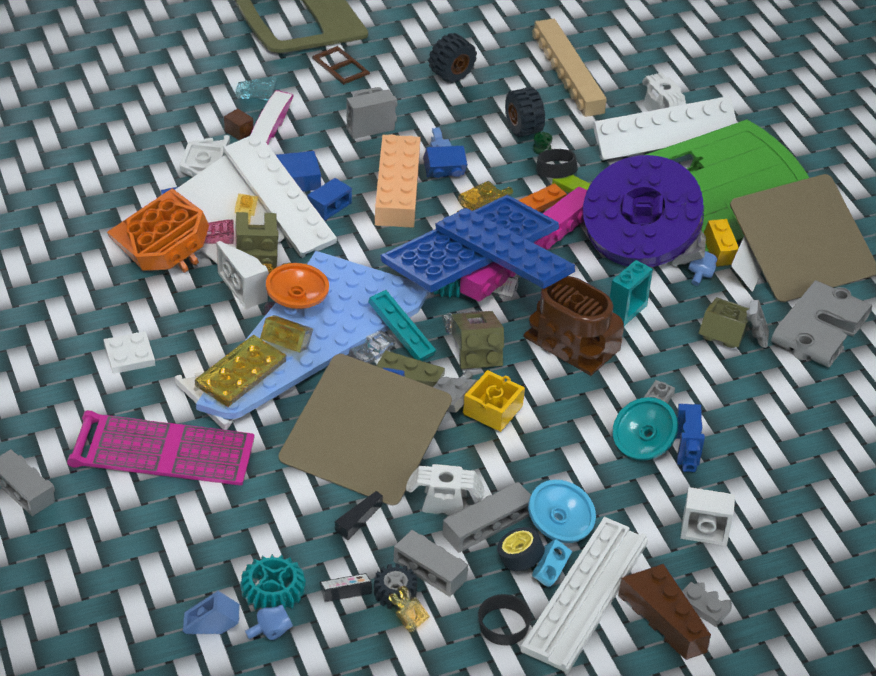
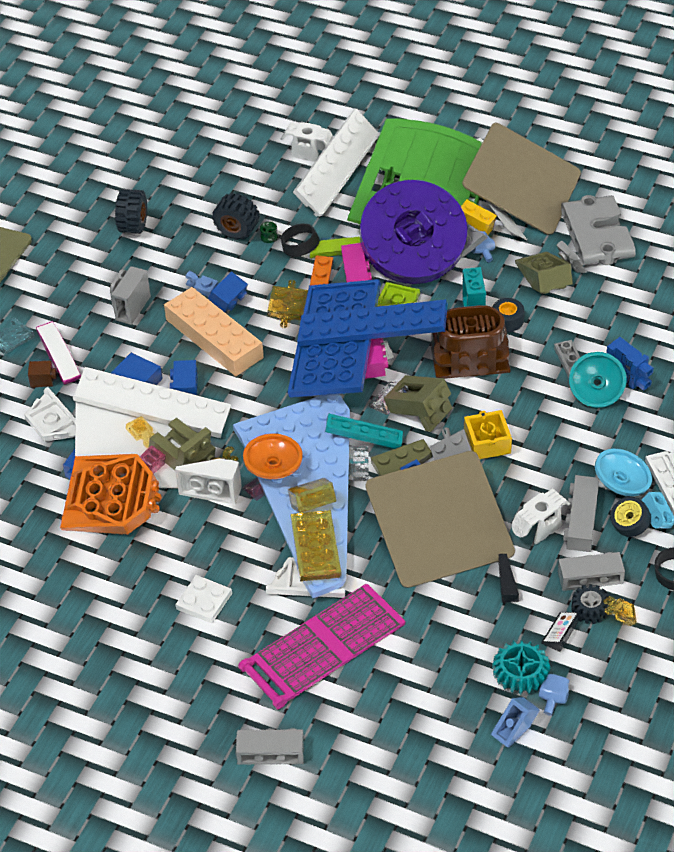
camera: 40 degrees left, 5 degrees up
(331, 69) = (41, 283): reddish brown window -> none
(569, 67) = (210, 162): tan brick -> none
(580, 255) = (397, 294): none -> lime tile
(646, 330) = (512, 312): none -> black wheel

